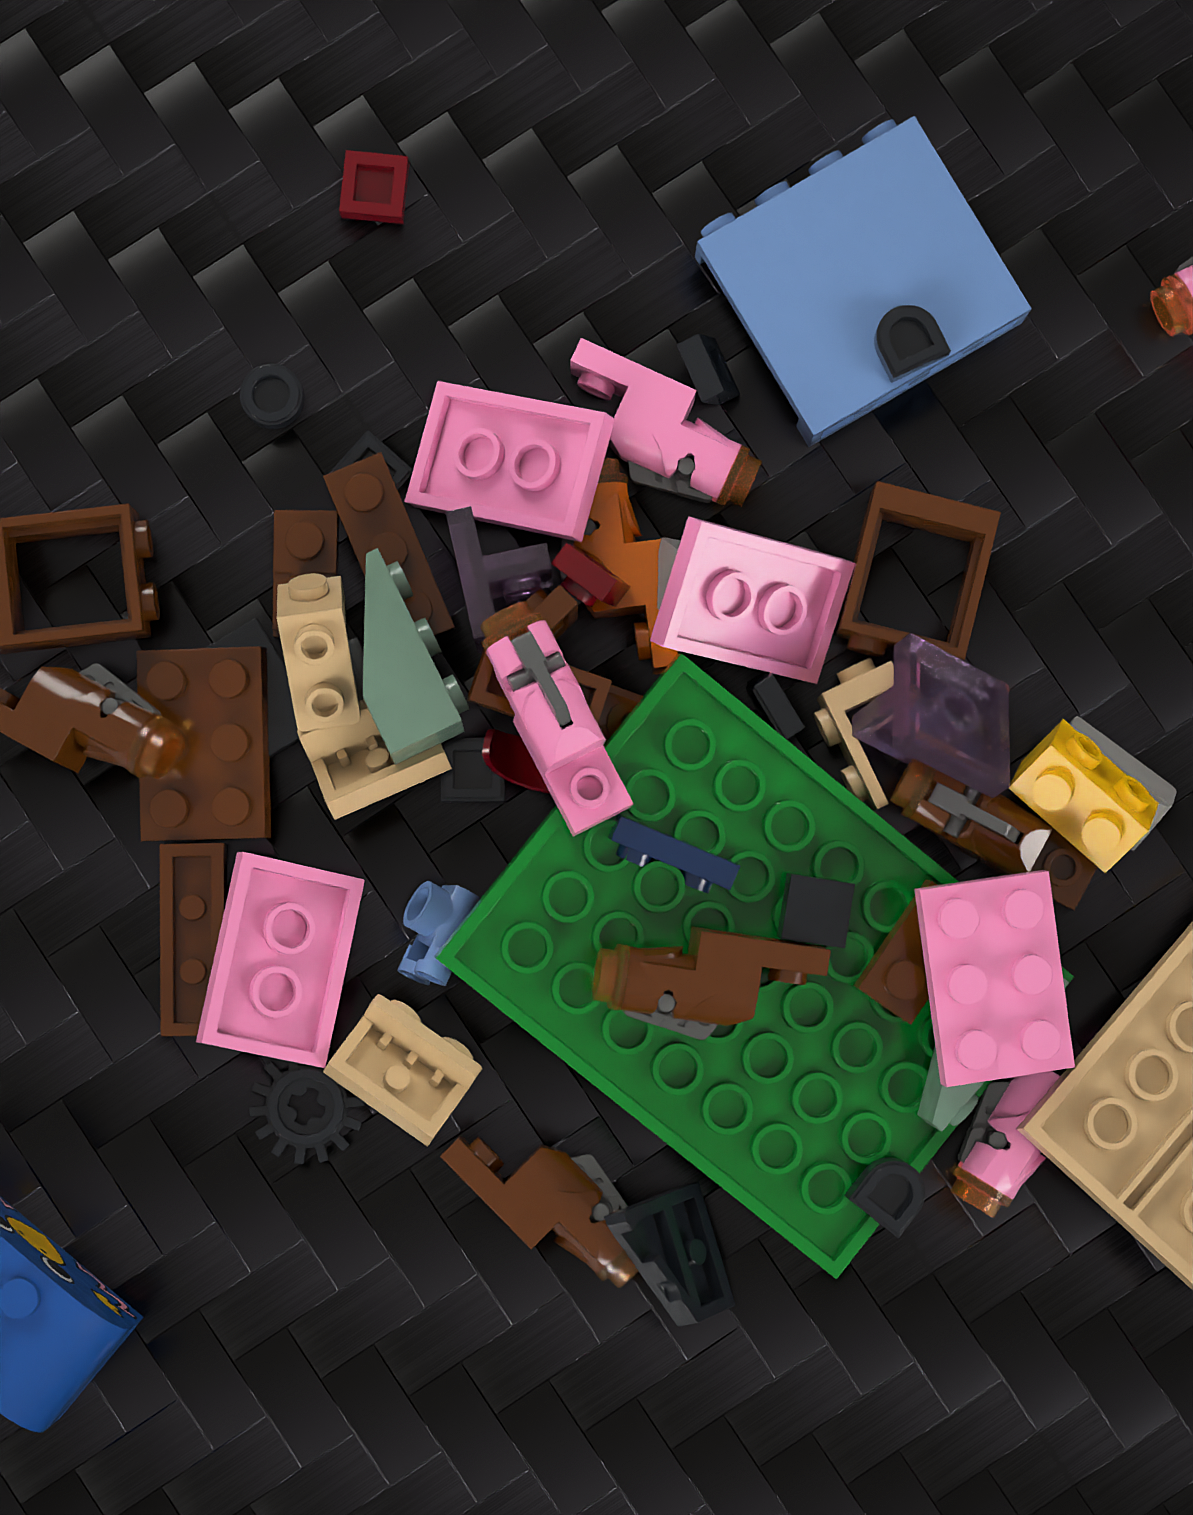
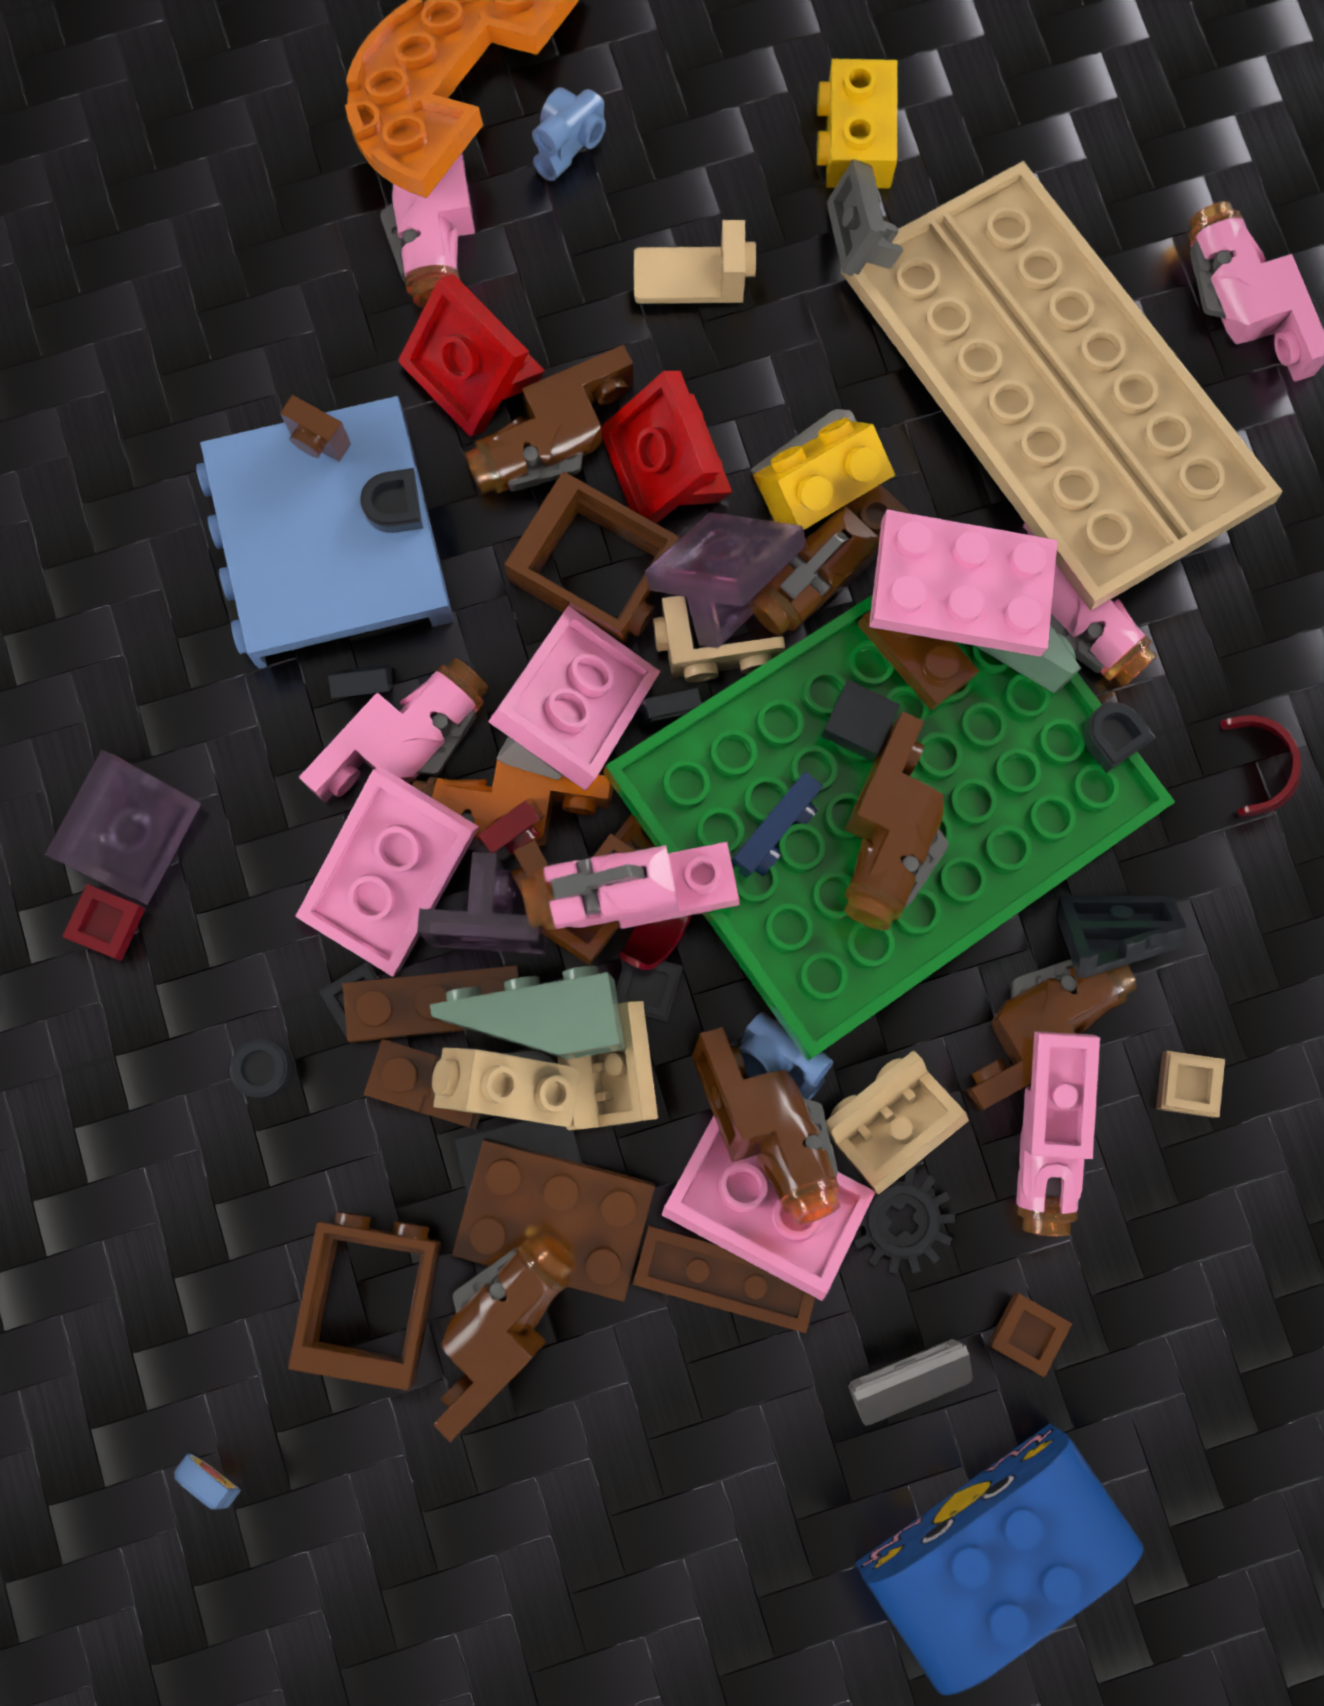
camera: 70 degrees left, 5 degrees down
(143, 1159) = (911, 1381): none -> light grey slope
(225, 1269) = (1029, 1334): none -> reddish brown plate
(364, 941) = (775, 1123): none -> reddish brown plate
(438, 1239) = (1057, 1130): none -> bright pink plate
(475, 175) = (123, 827): none -> clear purple bracket
(536, 1375) = (1190, 1084): none -> tan tile
(923, 1402) = (1281, 732): none -> dark red helmet
(957, 232) = (314, 430): none -> reddish brown plate
(1048, 493) = (559, 426): none -> reddish brown plate
(1062, 617) = (664, 450): none -> red bracket
(1104, 370) = (466, 356): none -> red bracket

